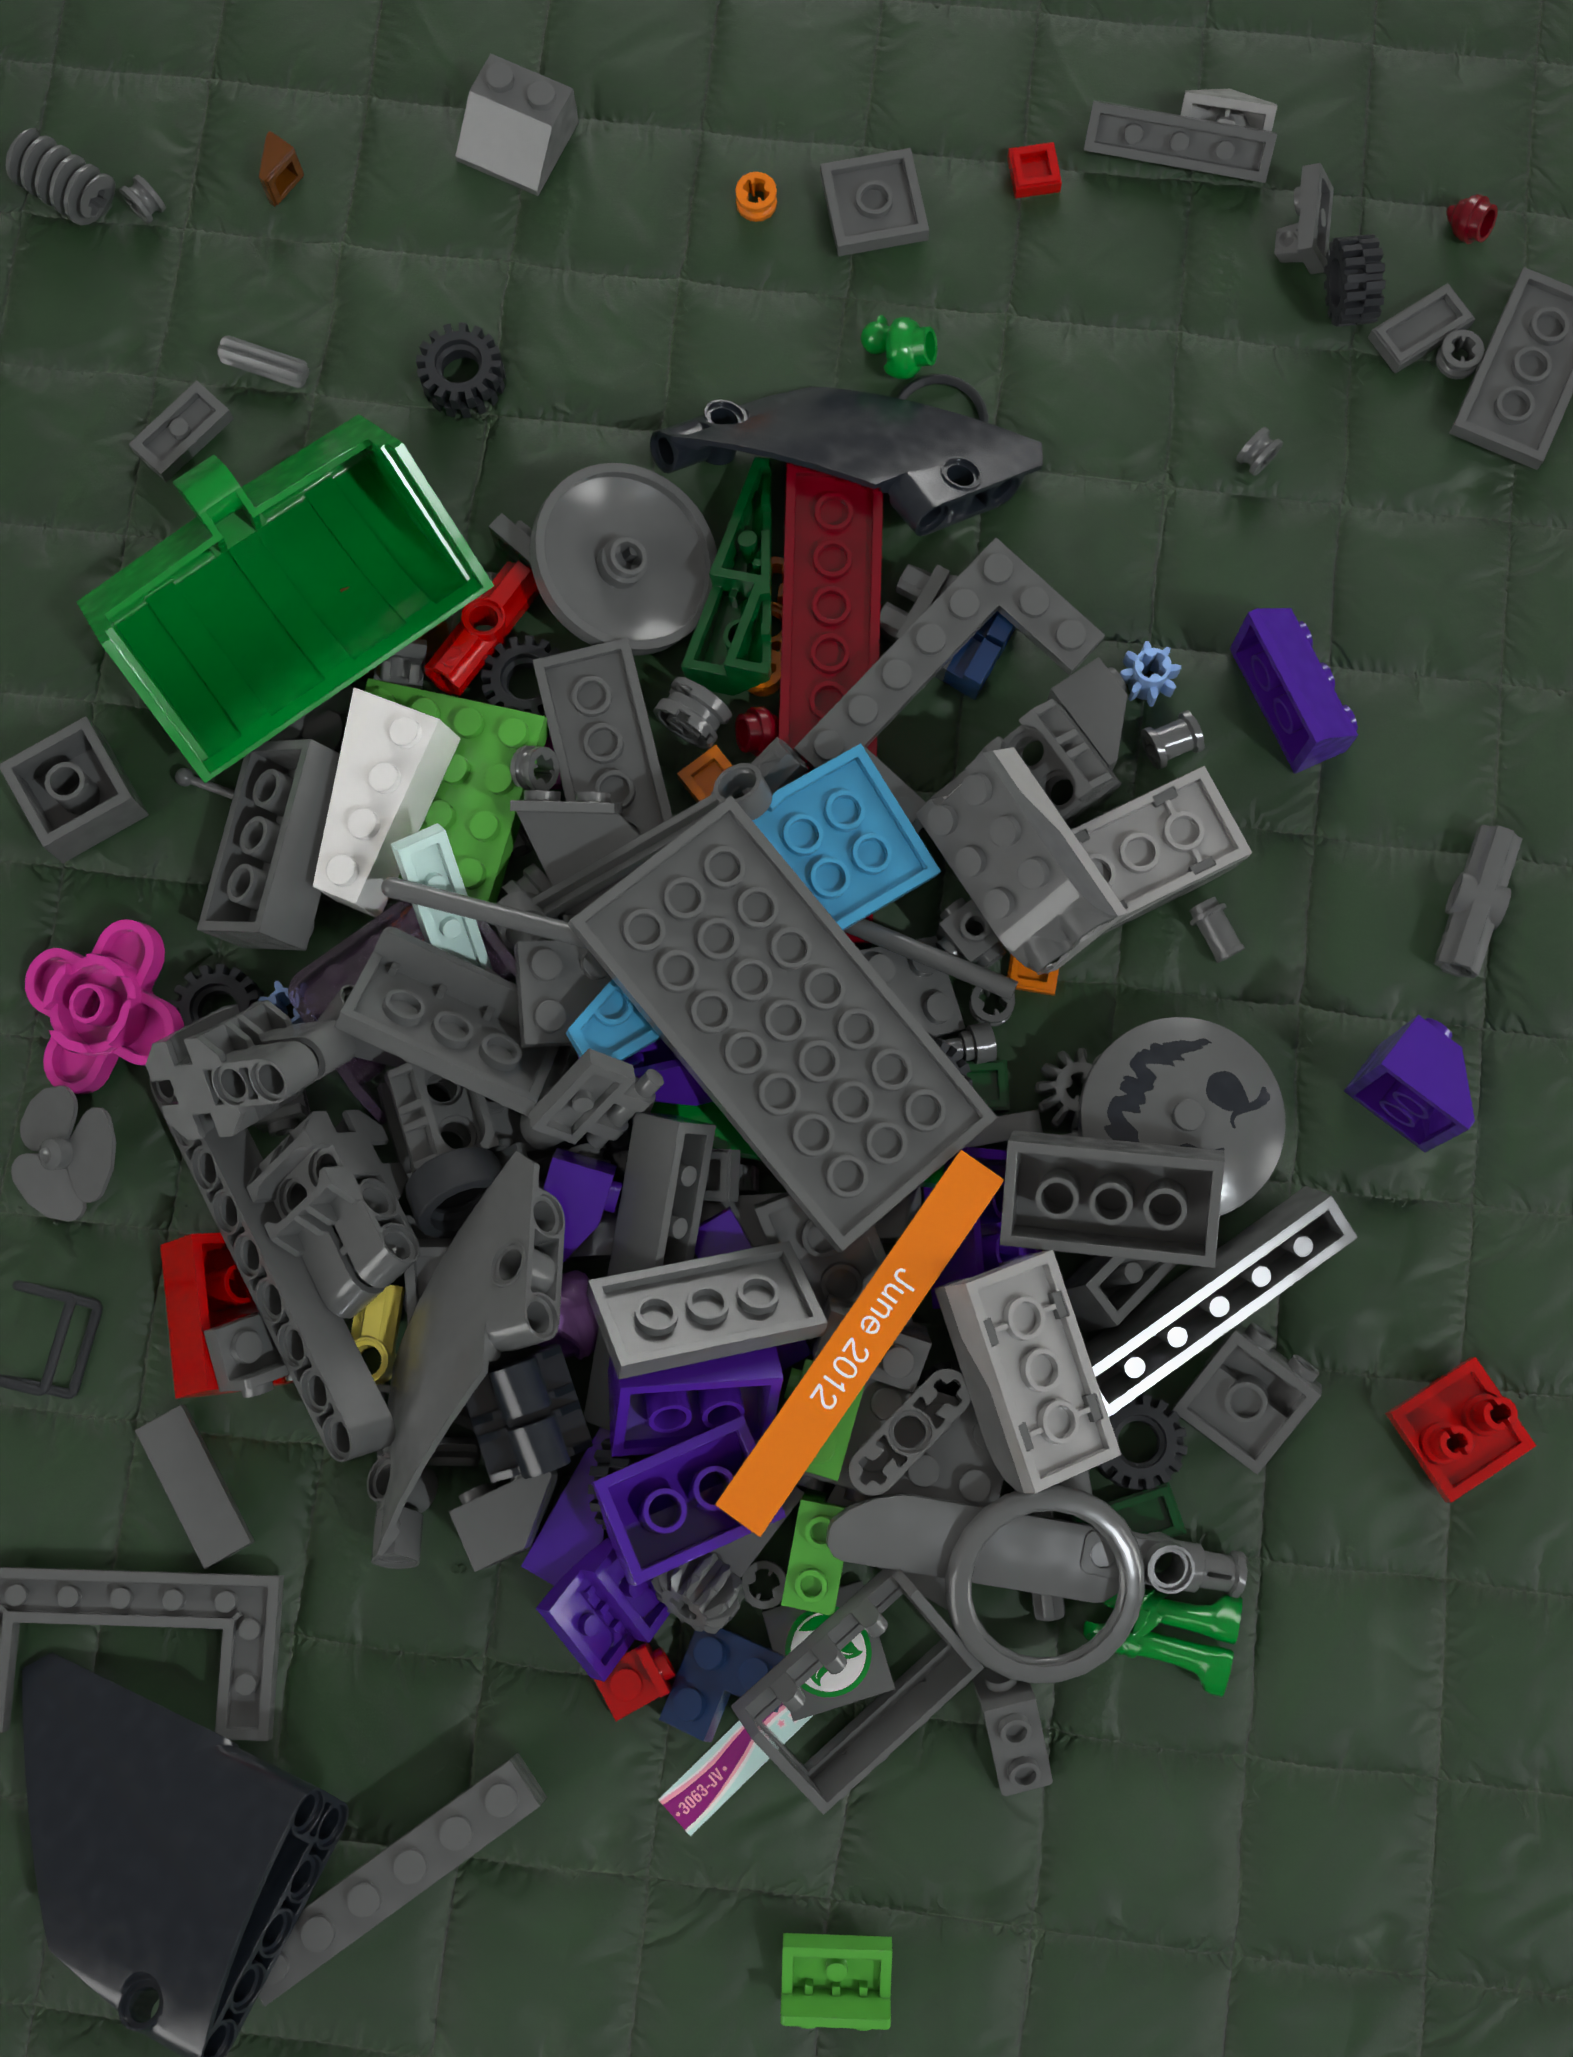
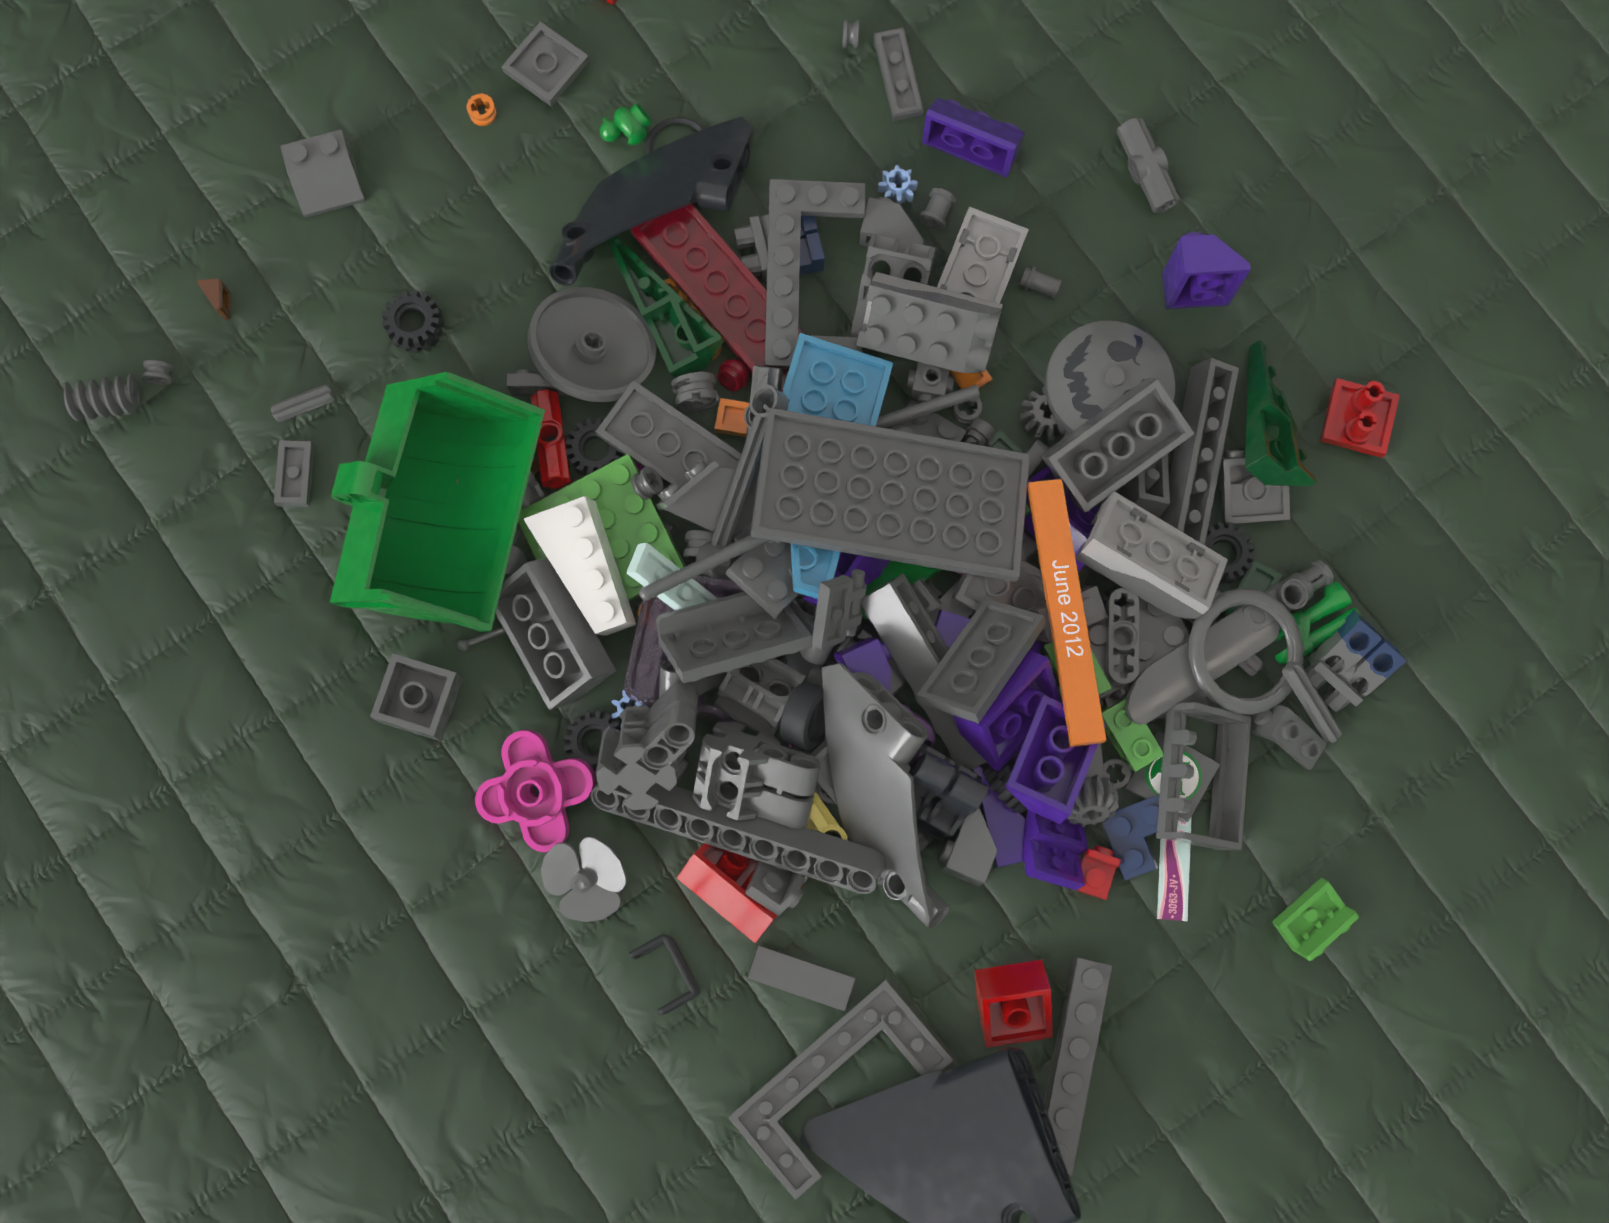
camera: 45 degrees left, 0 degrees up
(397, 1740) = (1014, 1003): none -> red slope
(1073, 1717) = (1312, 701): none -> dark grey axle
(1168, 1716) = (1353, 662): none -> dark grey hips
(1274, 544) = (898, 74): none -> dark grey tile
(1311, 1361) = (1270, 428): none -> dark green wedge

